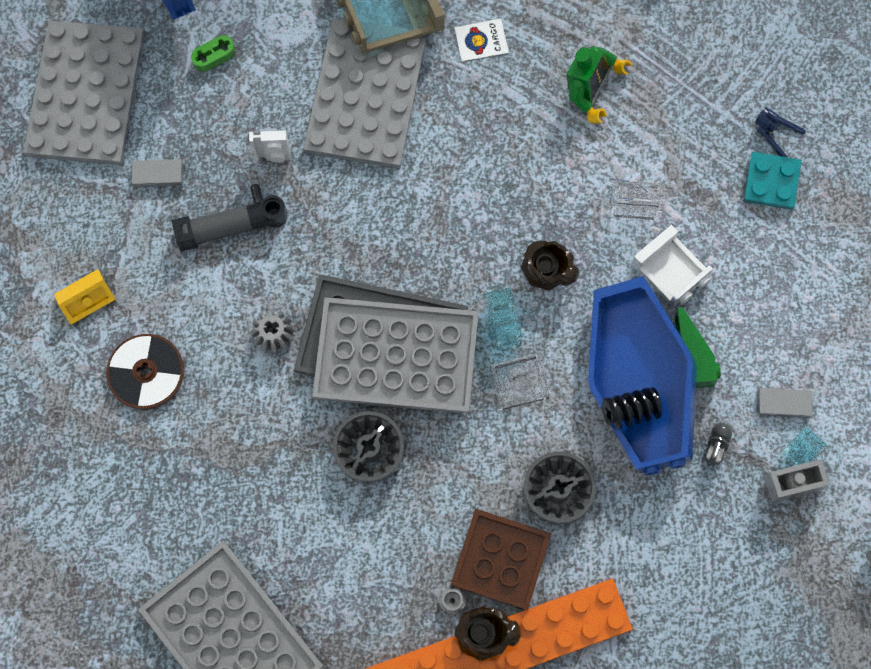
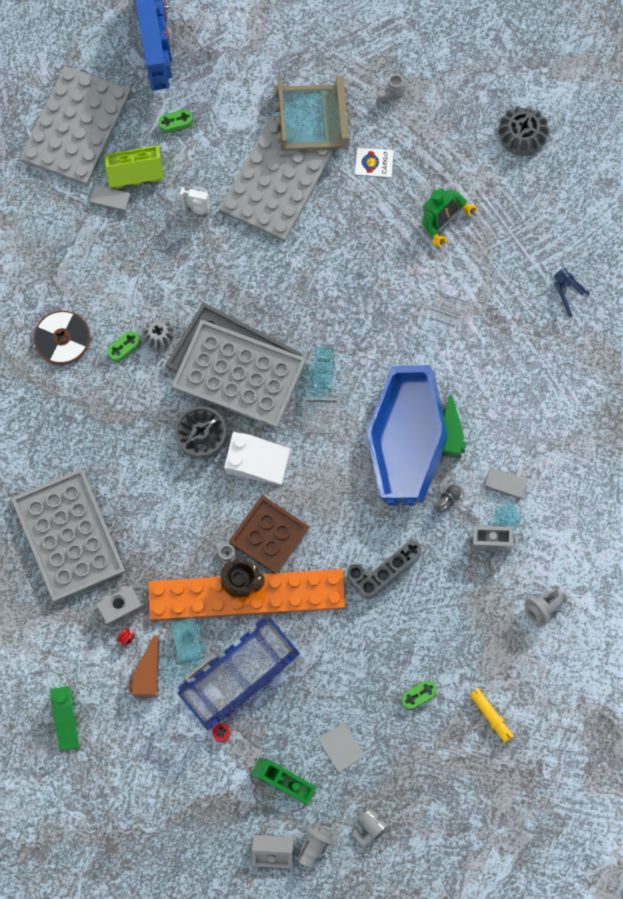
camera: 20 degrees right, 0 degrees up
(84, 297) = (34, 273): yellow panel -> none
(177, 124) = (134, 166): none -> lime slope
(193, 231) = (158, 248): piece -> none
(236, 363) = (126, 350): none -> bright green beam
(453, 462) = (256, 459): none -> white slope
(549, 265) = (368, 339): dark brown piece -> none
(579, 478) = (323, 481): dark grey gear -> none
(631, 406) = (392, 454): black piece -> none
(671, 268) = (456, 365): white panel -> none
(671, 559) = (386, 567): none -> dark grey beam
(772, 180) = (551, 323): teal plate -> none

